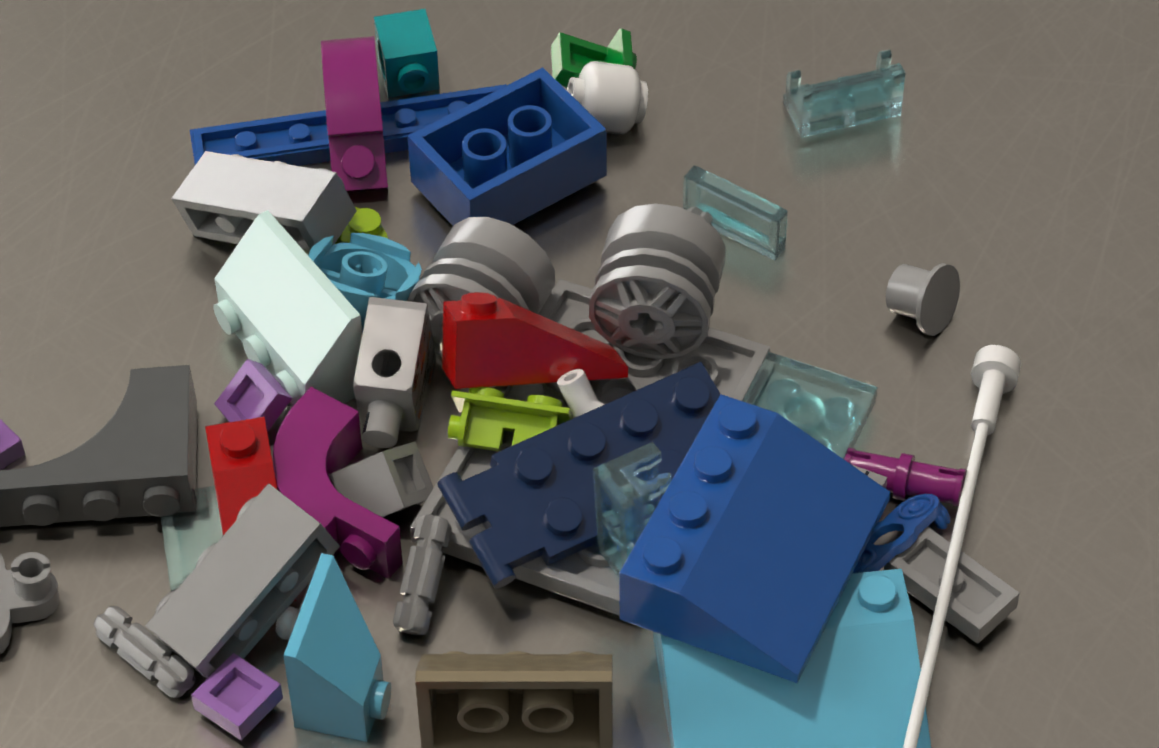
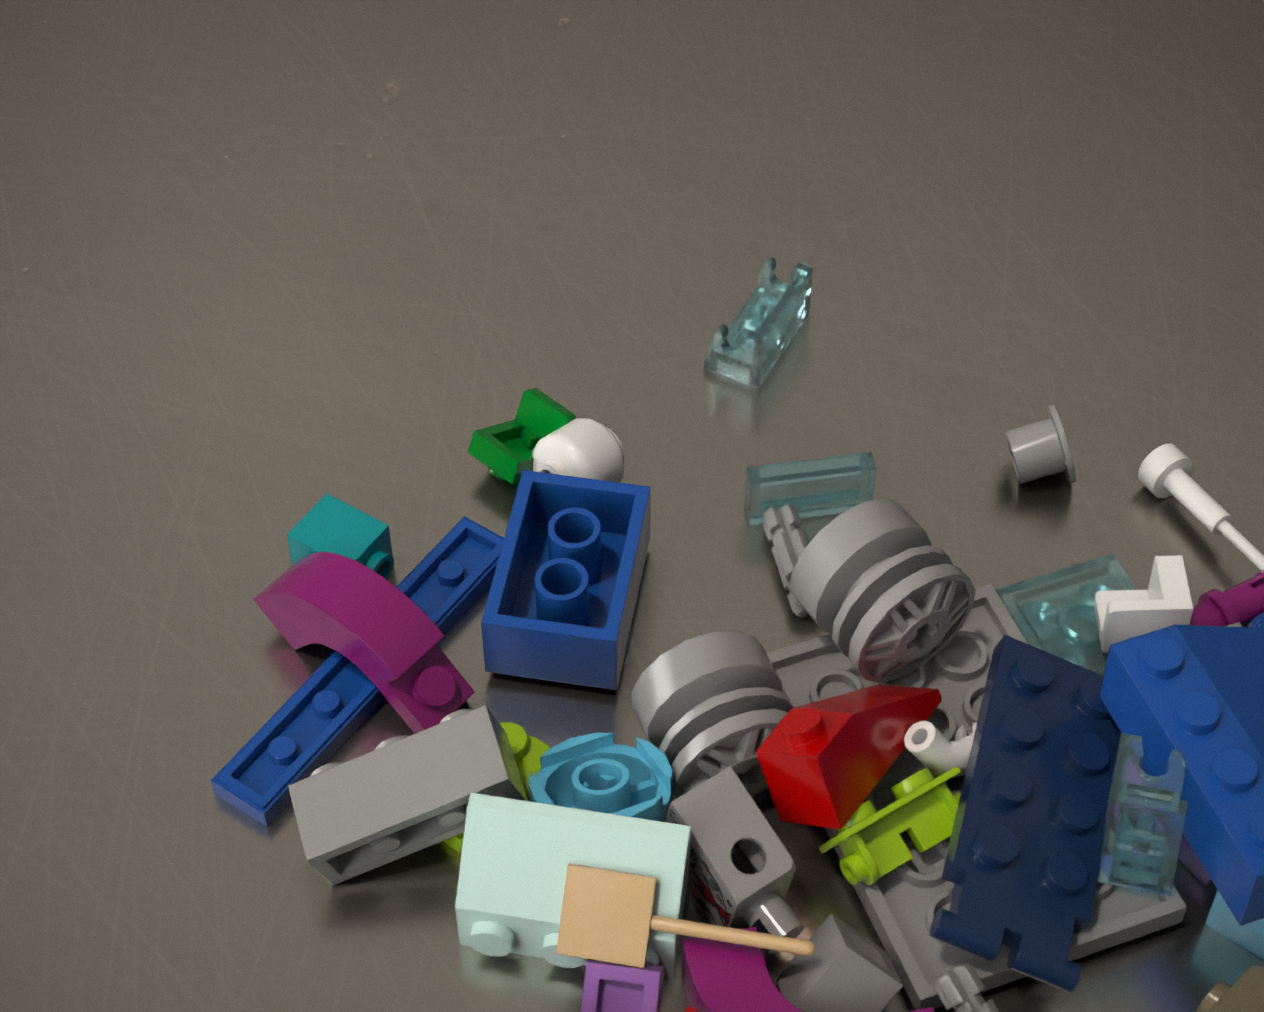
camera: 45 degrees left, 0 degrees up
(278, 344) = (611, 917): none -> tan piece
(842, 428) = (1138, 612): none -> white panel

